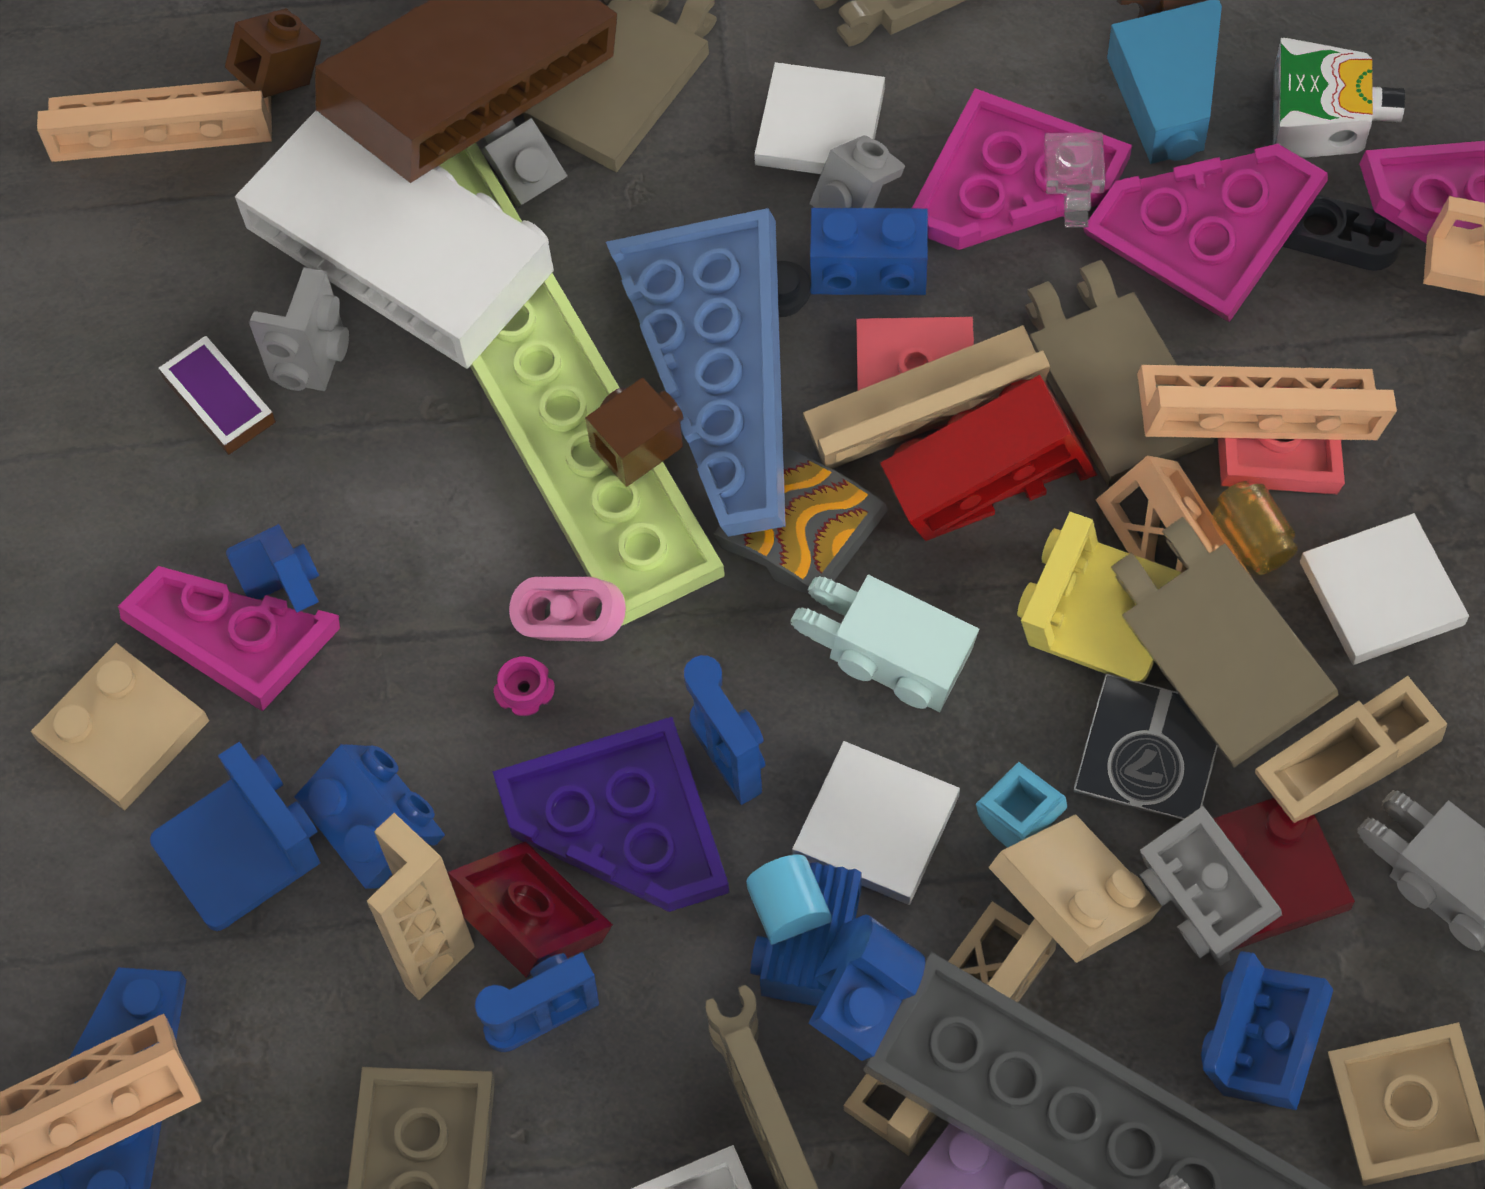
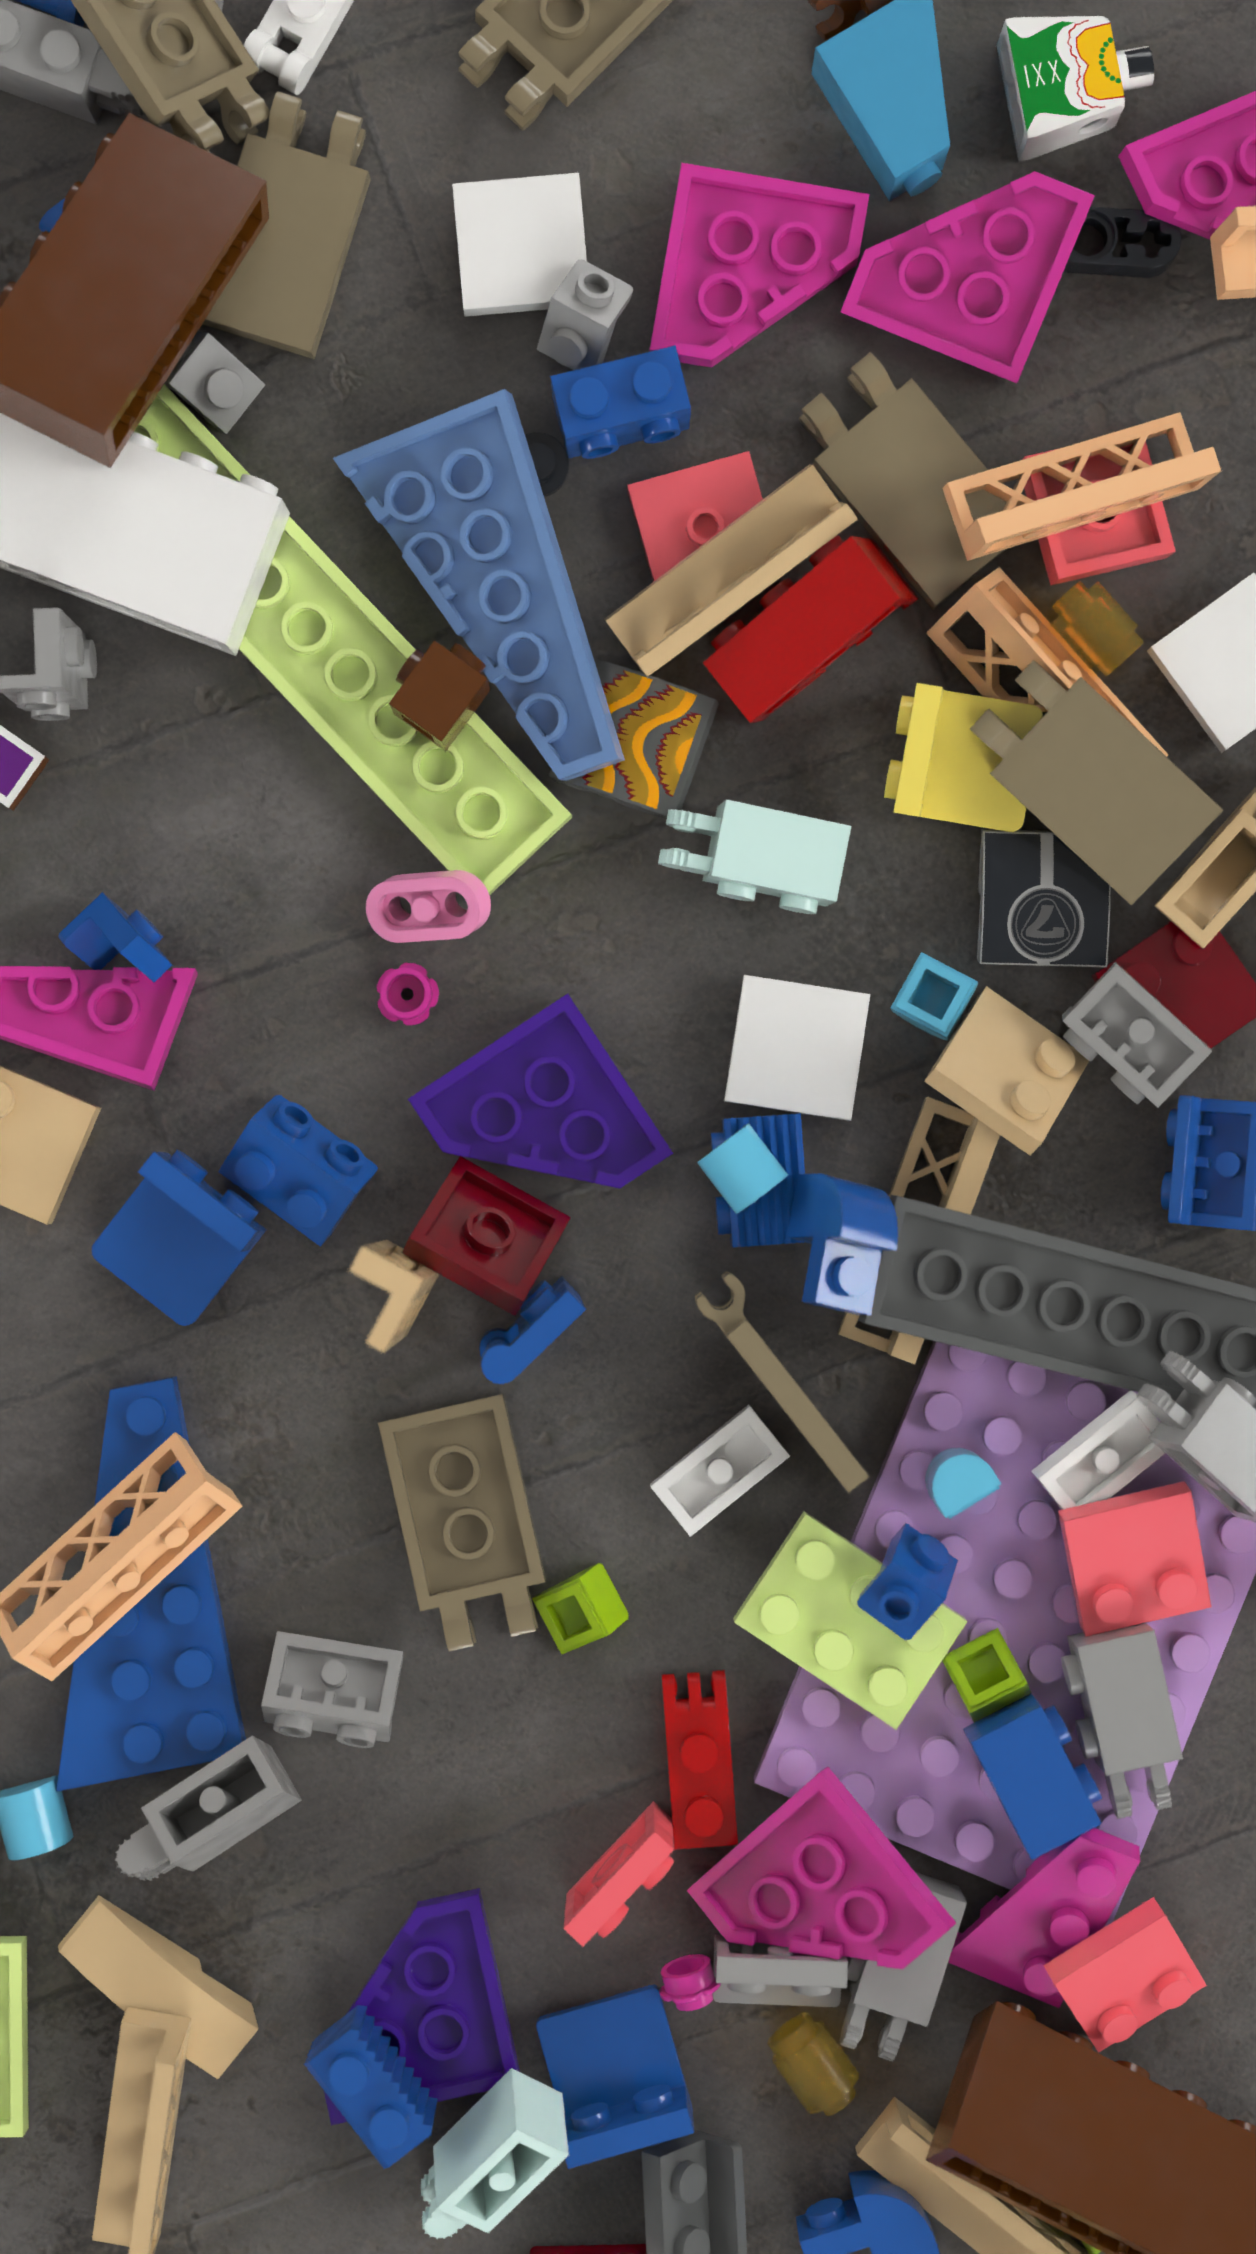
camera: 20 degrees left, 25 degrees up
(724, 734) = (641, 1015): blue plate -> none
(1074, 169) = (817, 247): clear plate -> none

